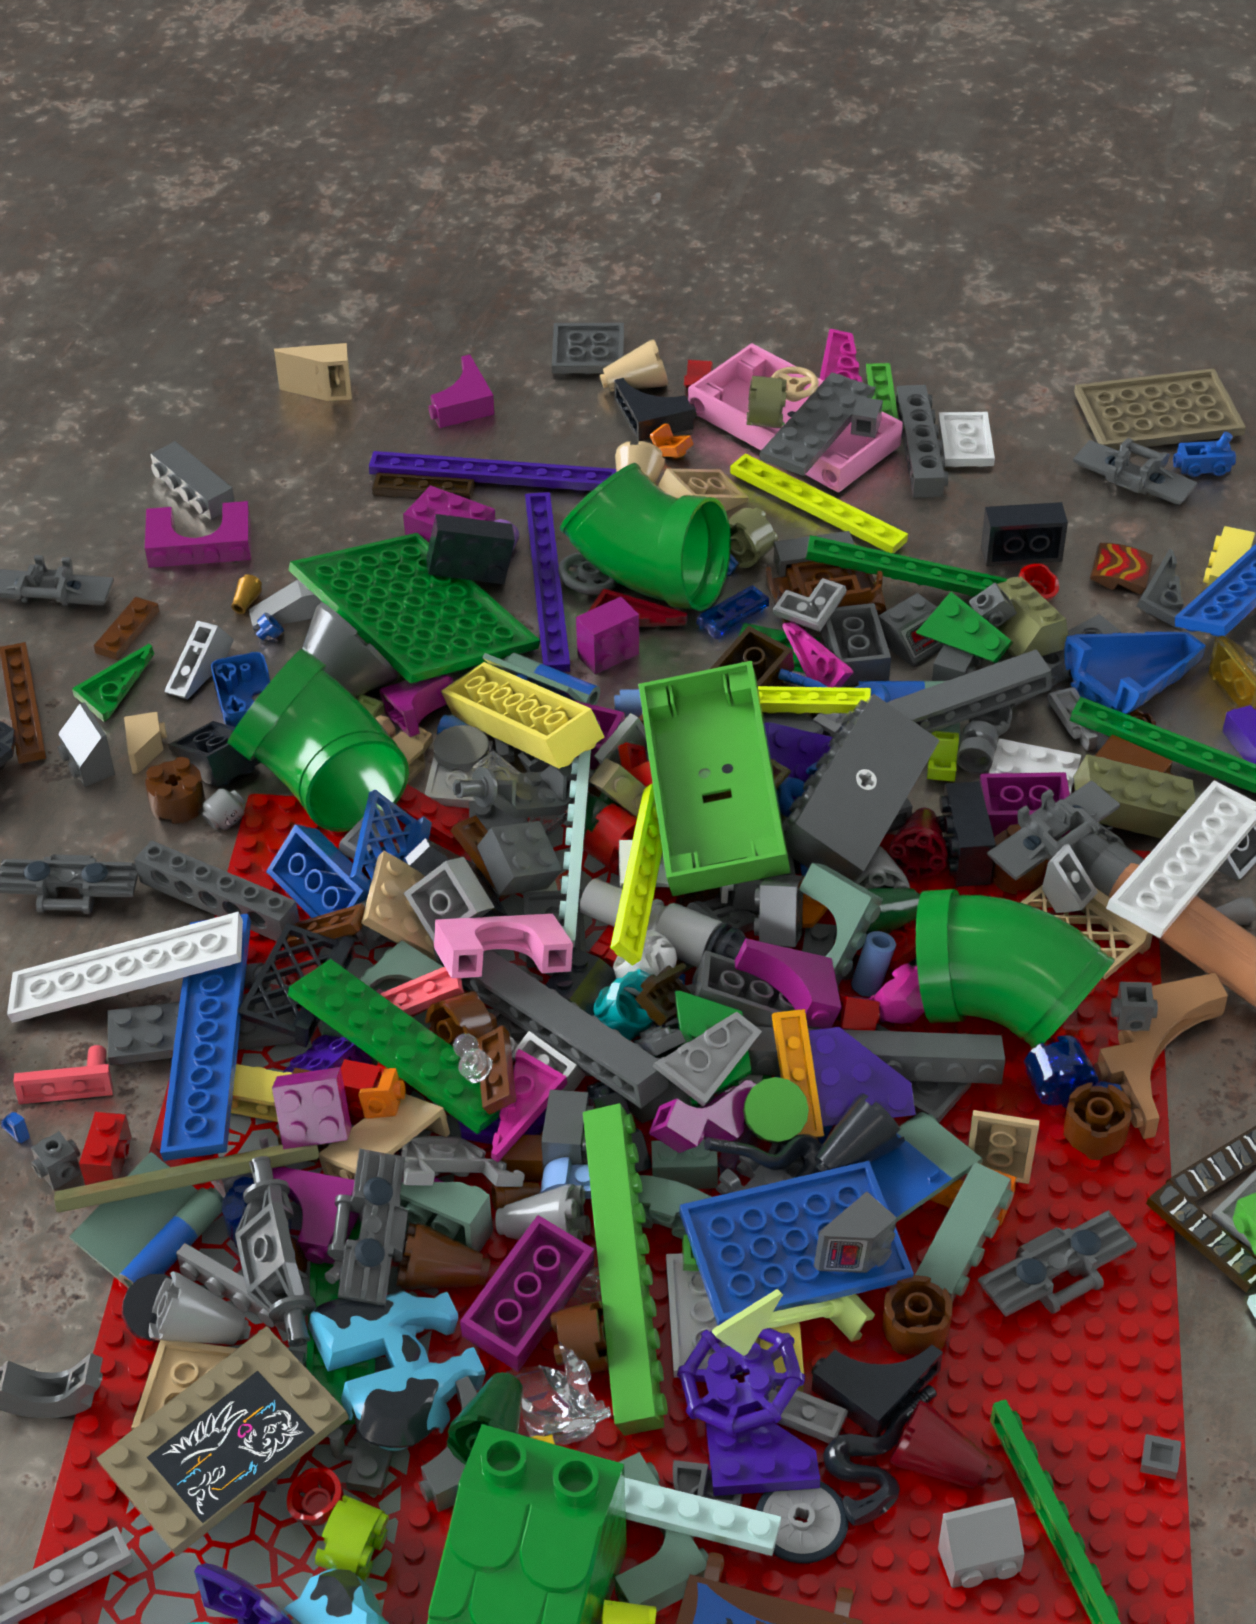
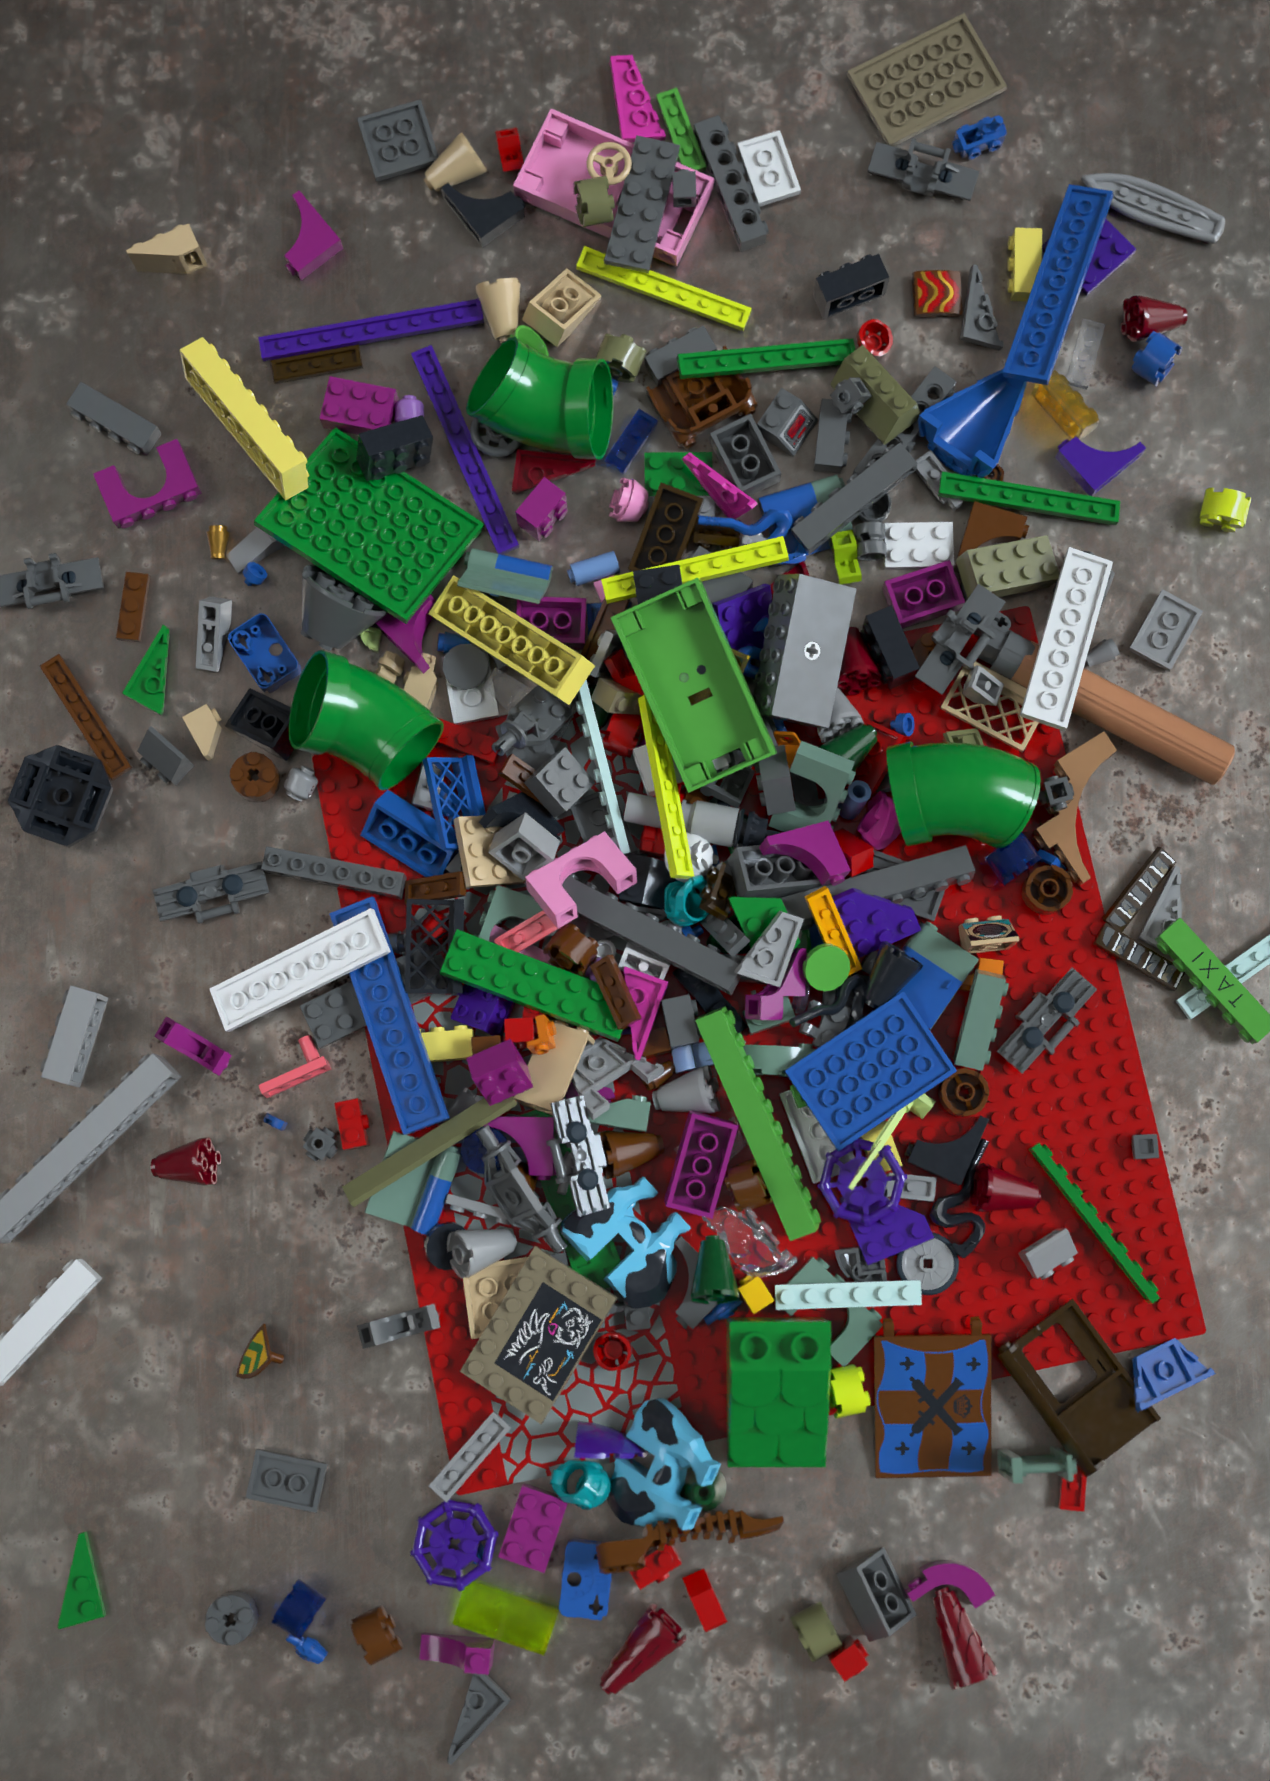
camera: 15 degrees left, 35 degrees up
(325, 491) = (245, 418): none -> light yellow brick
(352, 1536) = (650, 1375): lime brick -> none
(474, 1062) = (587, 979): clear plate -> none
(670, 445) = (515, 250): orange bracket -> none
(707, 648) = (629, 501): none -> bright pink cone
(811, 610) = (707, 443): light grey brick -> none
(856, 1238) = (918, 1068): dark grey slope -> none
(964, 629) = (834, 427): green wing -> none

